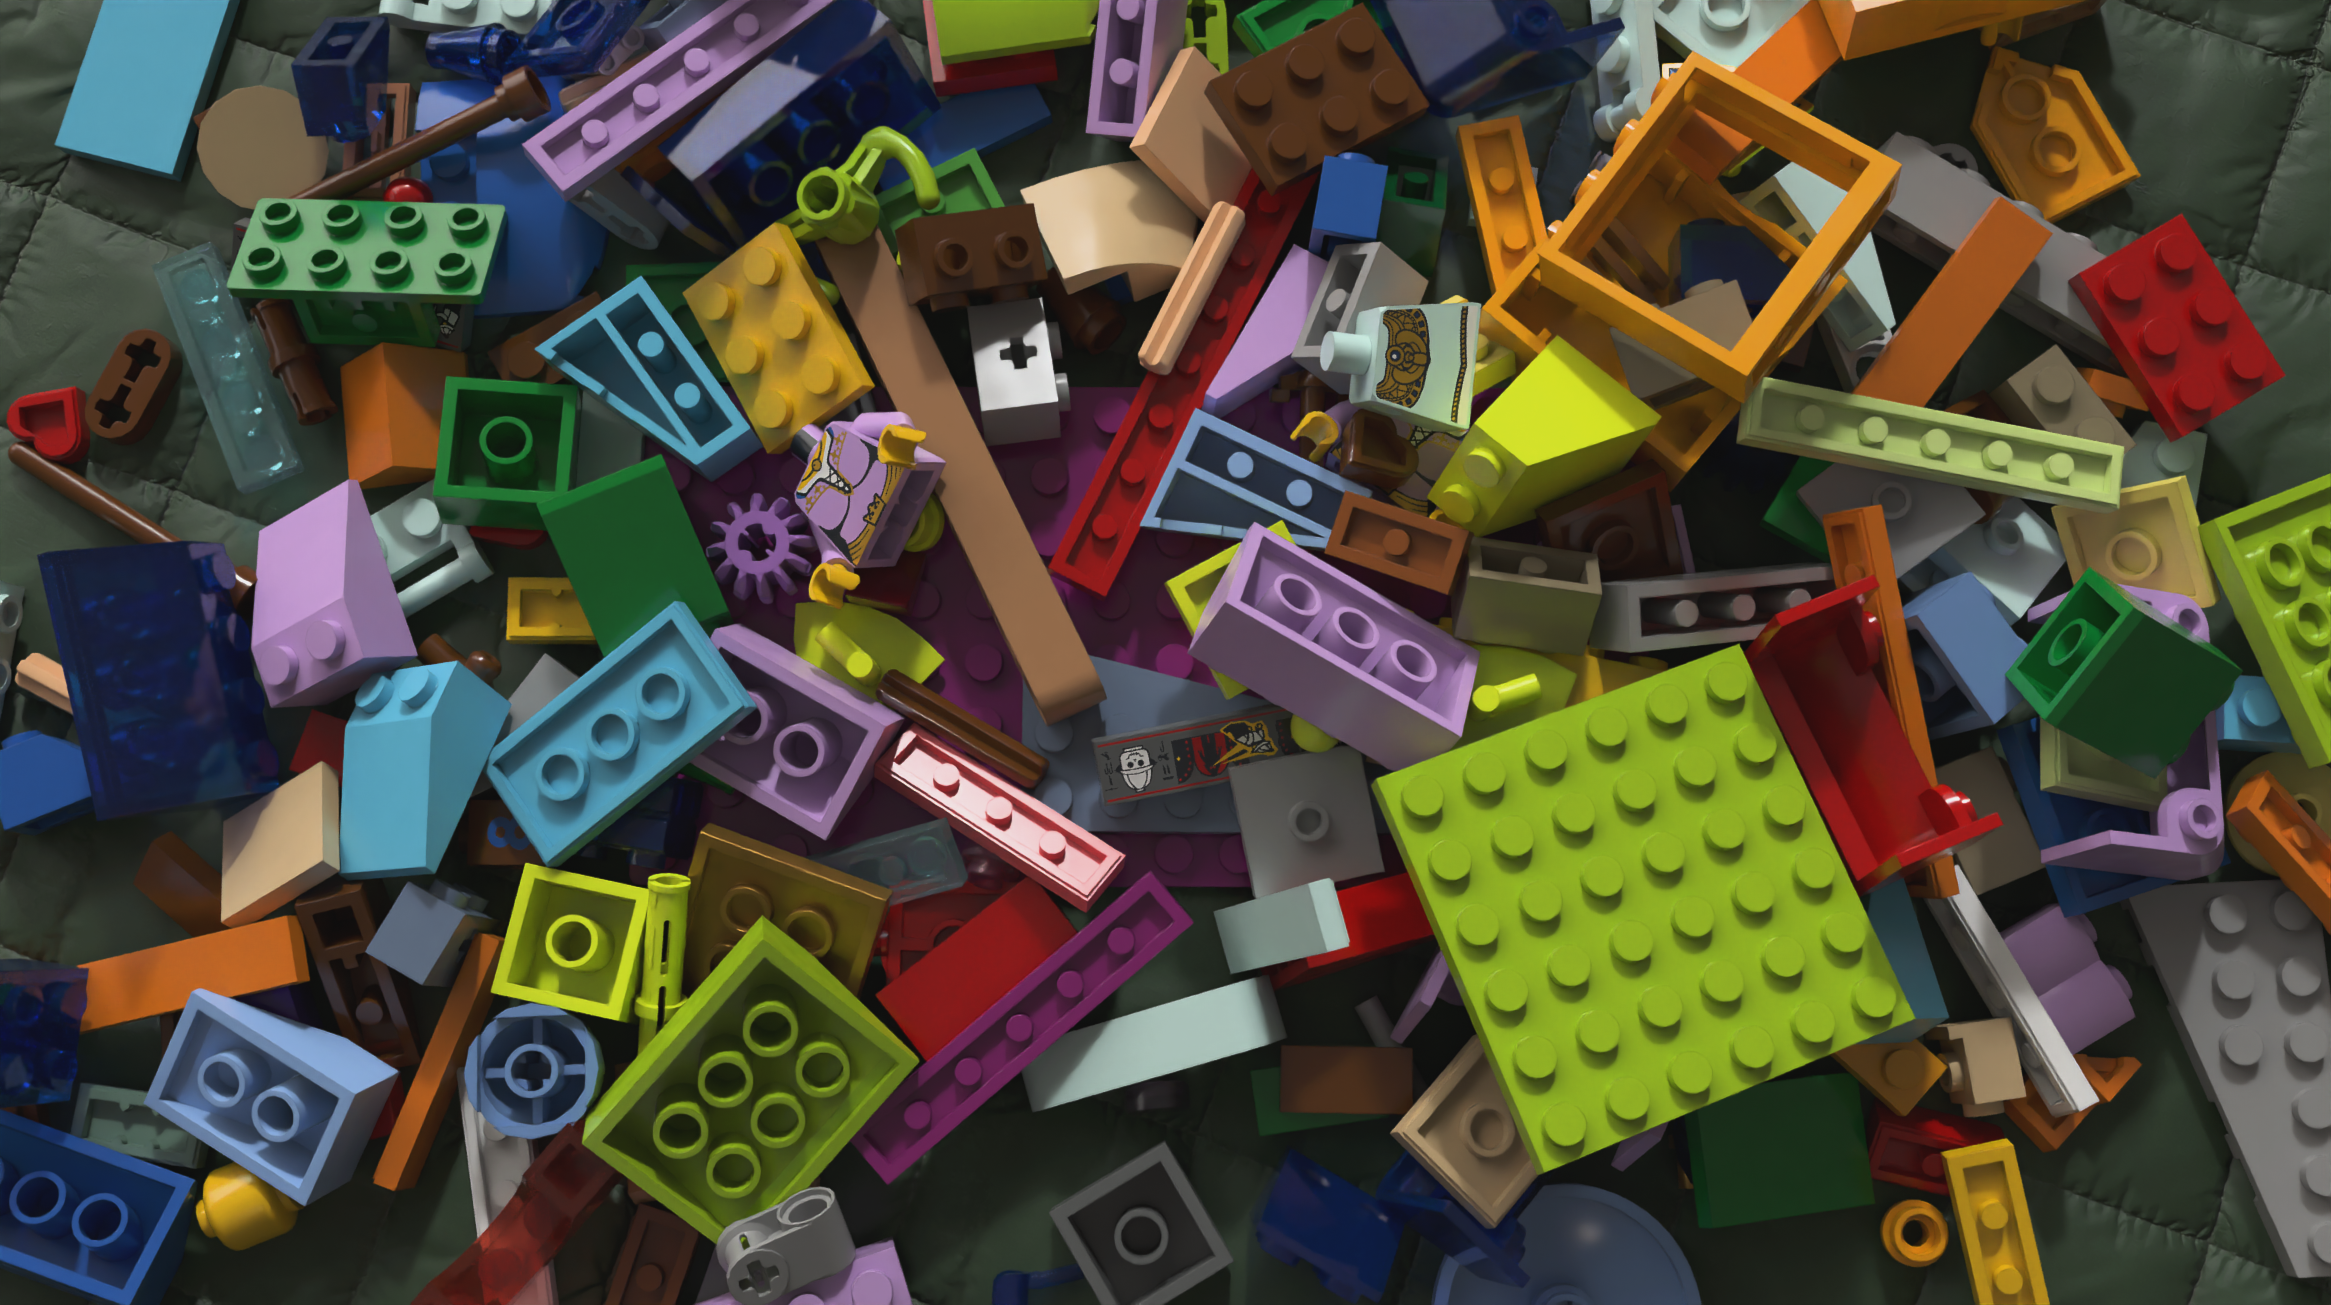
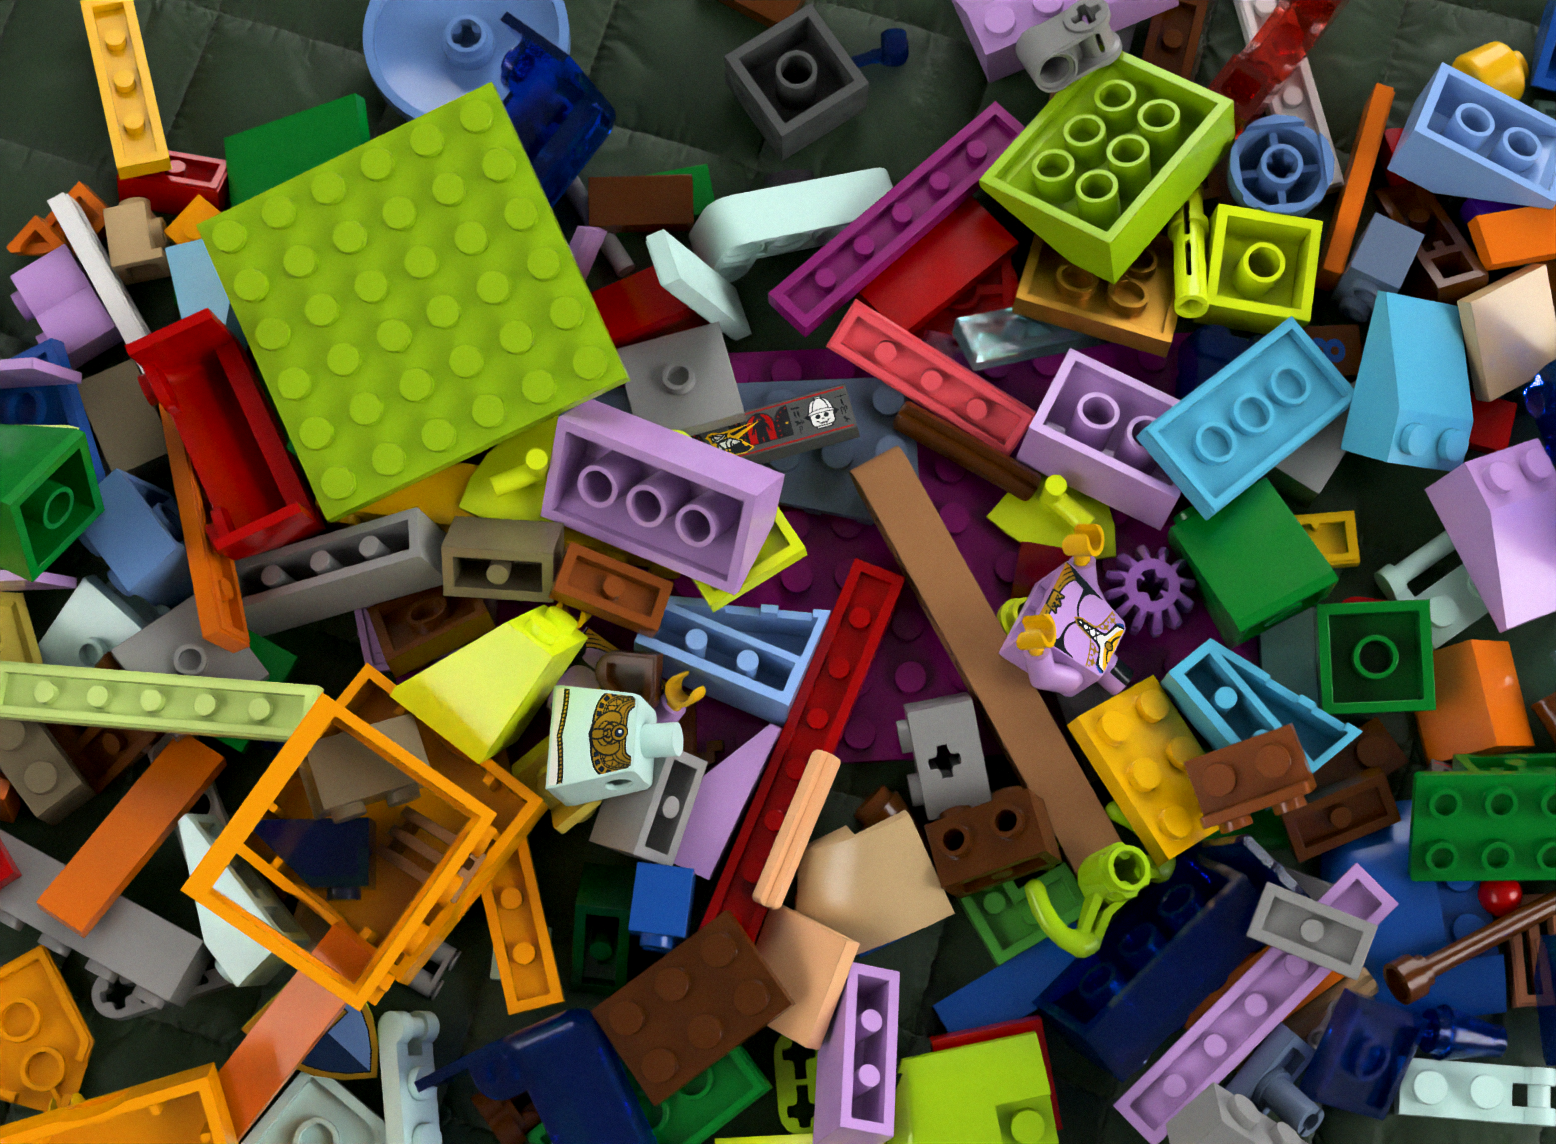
camera: 175 degrees right, 5 degrees down
(481, 663) = (1381, 485): reddish brown arm -> none
(570, 283) = (1340, 814): none -> reddish brown plate
(624, 115) = (1311, 931): none -> light grey plate
(669, 291) = (1251, 777): none -> dark orange bracket
(1329, 1224) = (656, 82): clear blue slope -> none
(1469, 1137) = (553, 141): tan tile -> none
(1933, 1238) = (186, 108): light orange plate -> none

